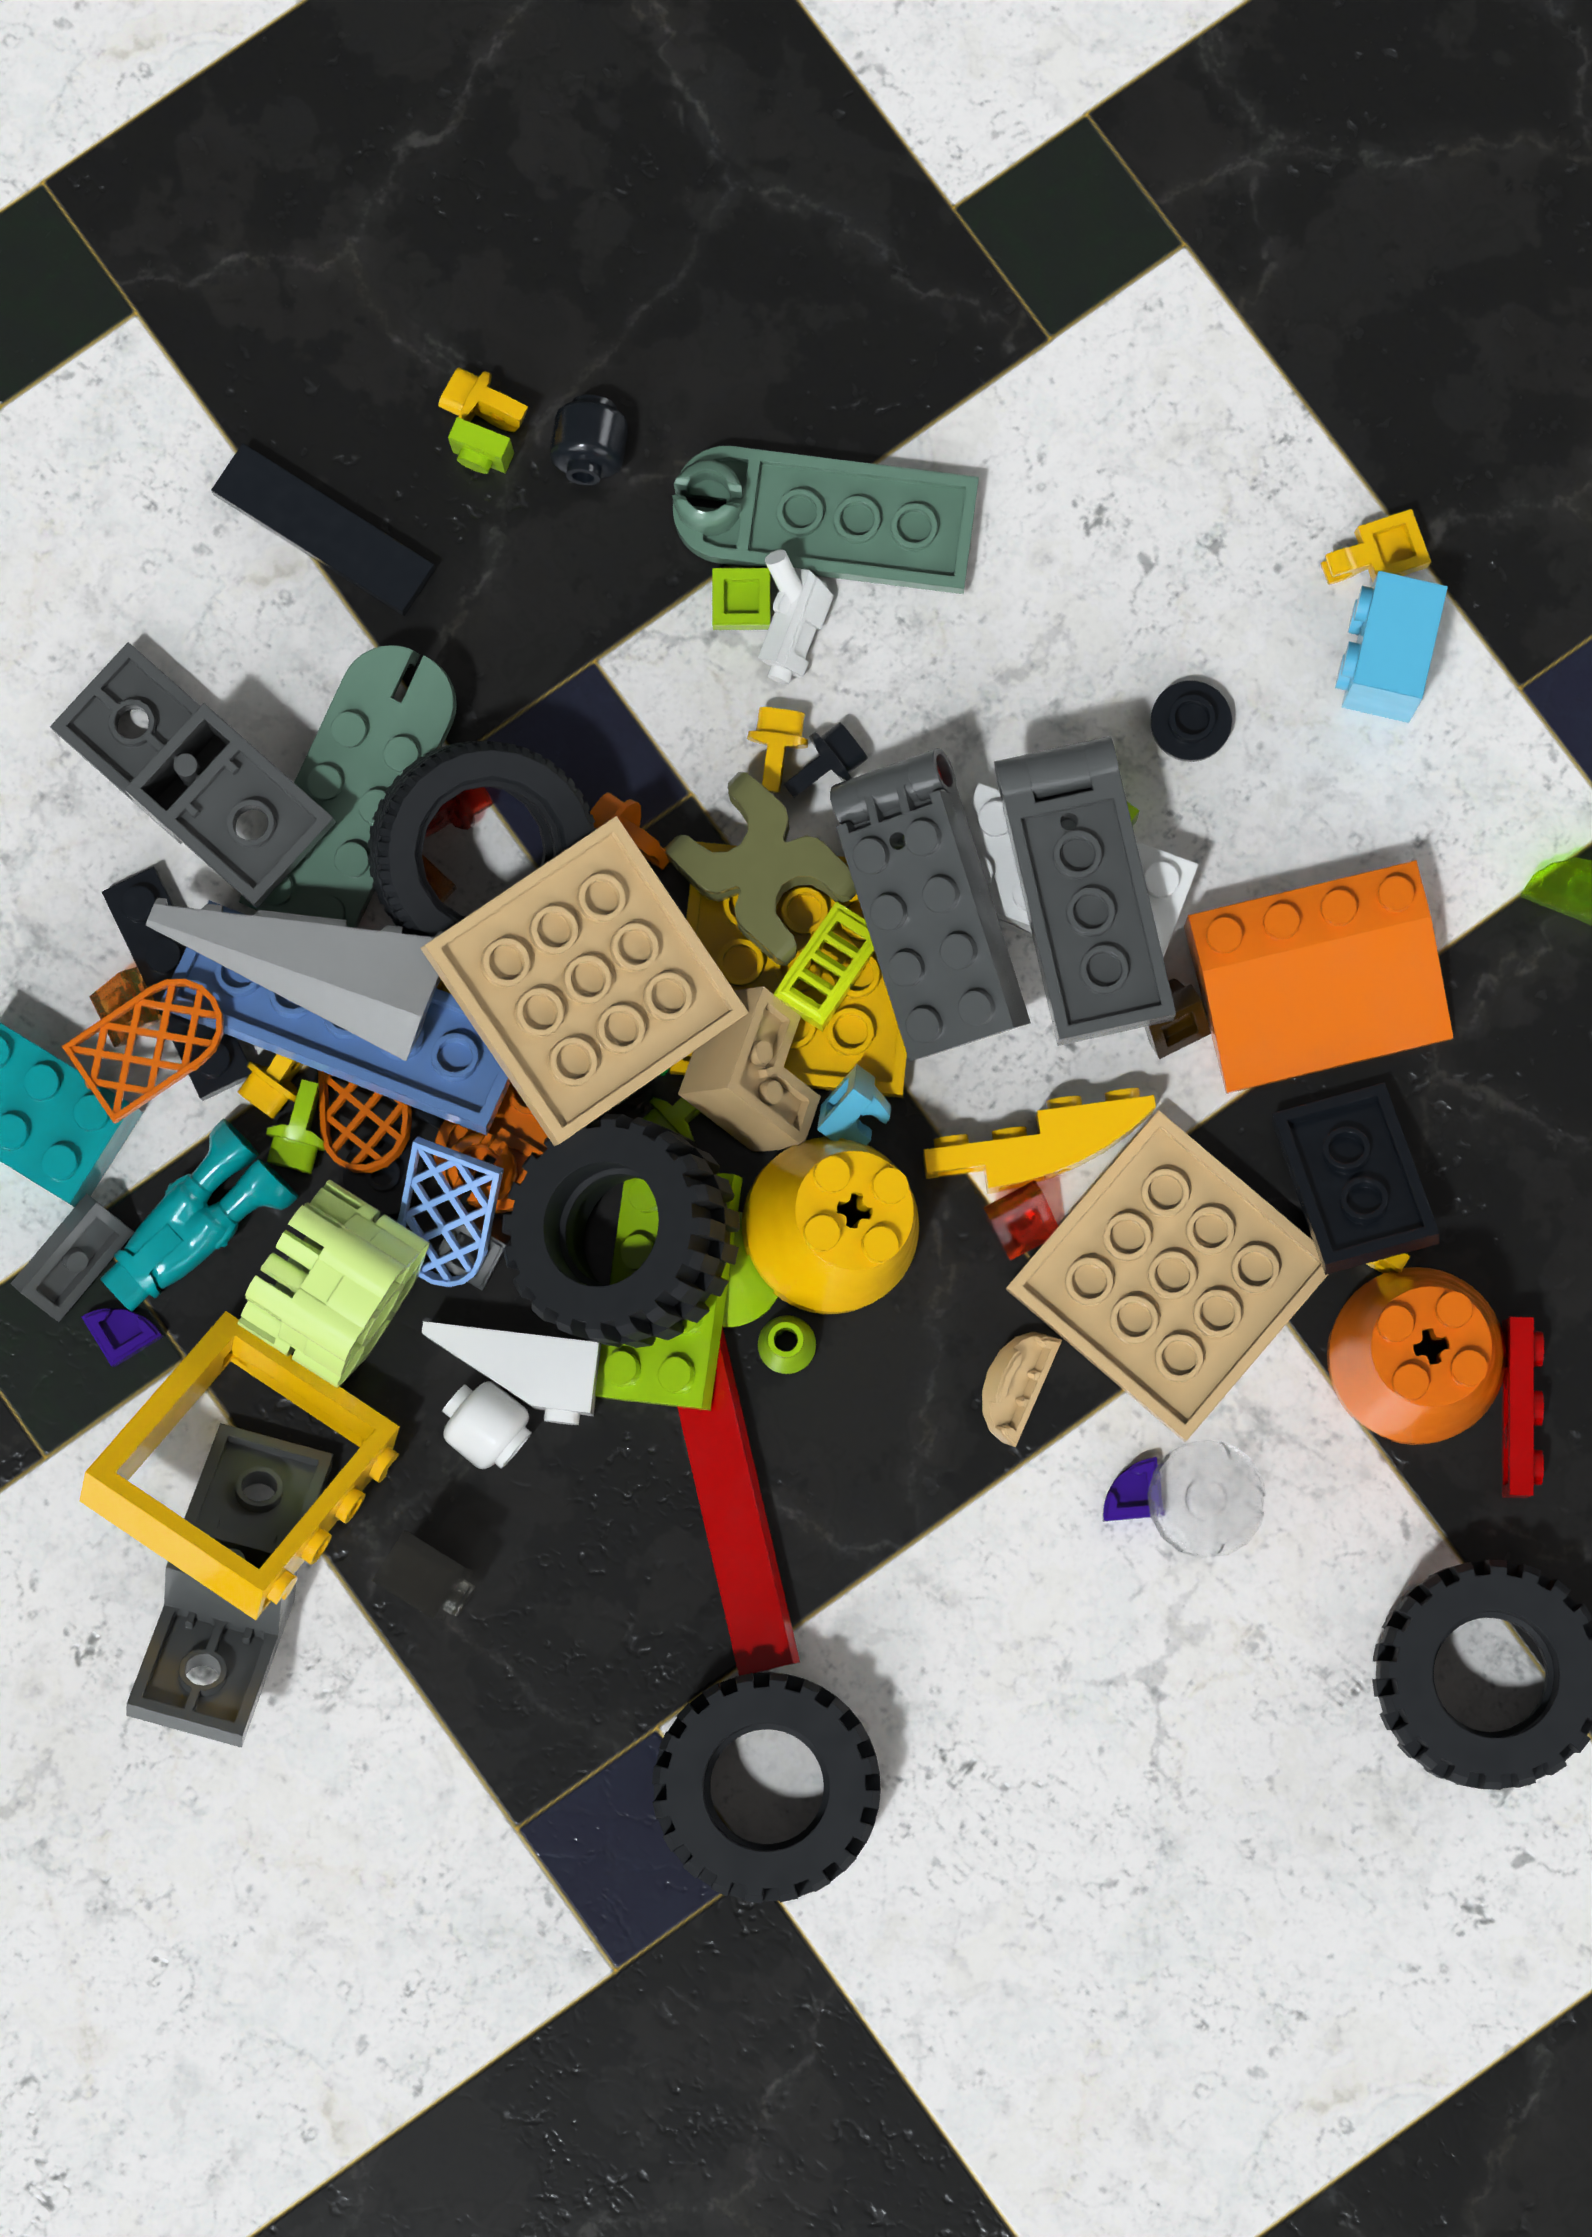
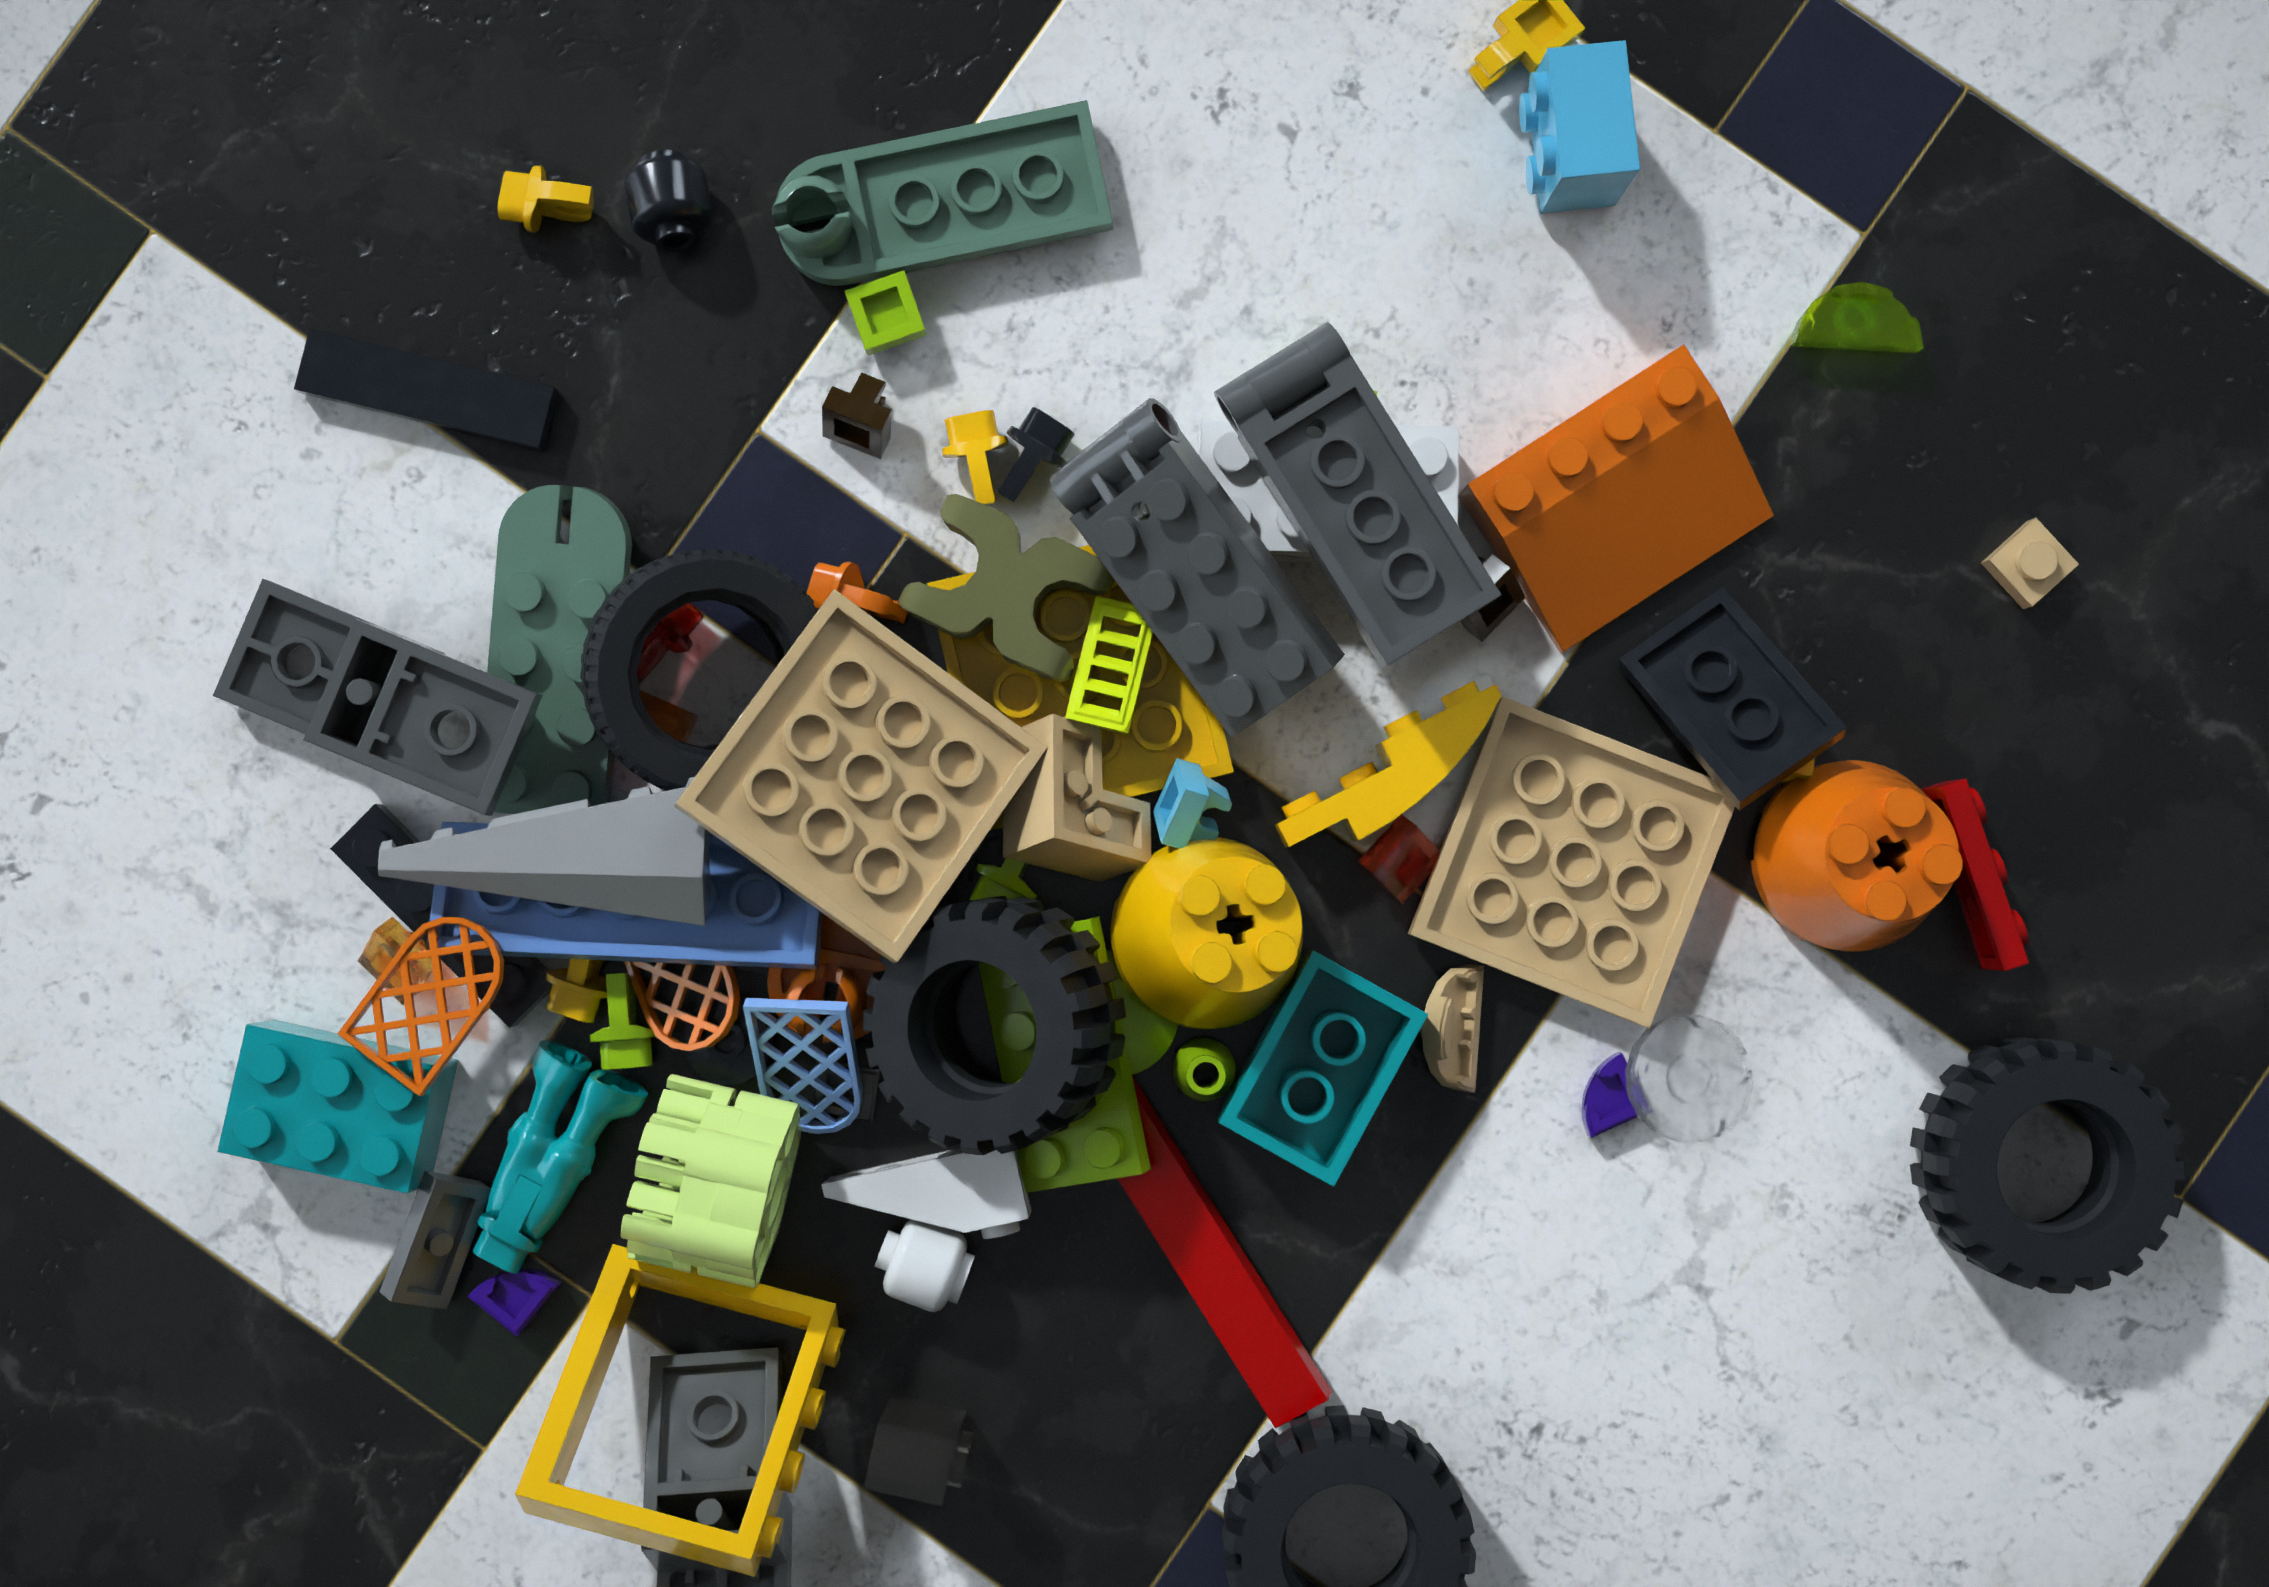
camera: 20 degrees left, 5 degrees up
(480, 447) = (558, 247): lime plate -> none
(686, 680) = (858, 416): none -> dark brown tile
(798, 613) = (950, 305): white piece -> none
(888, 1370) = (1321, 1067): none -> teal brick
(1191, 721) = (1393, 280): black piece -> none

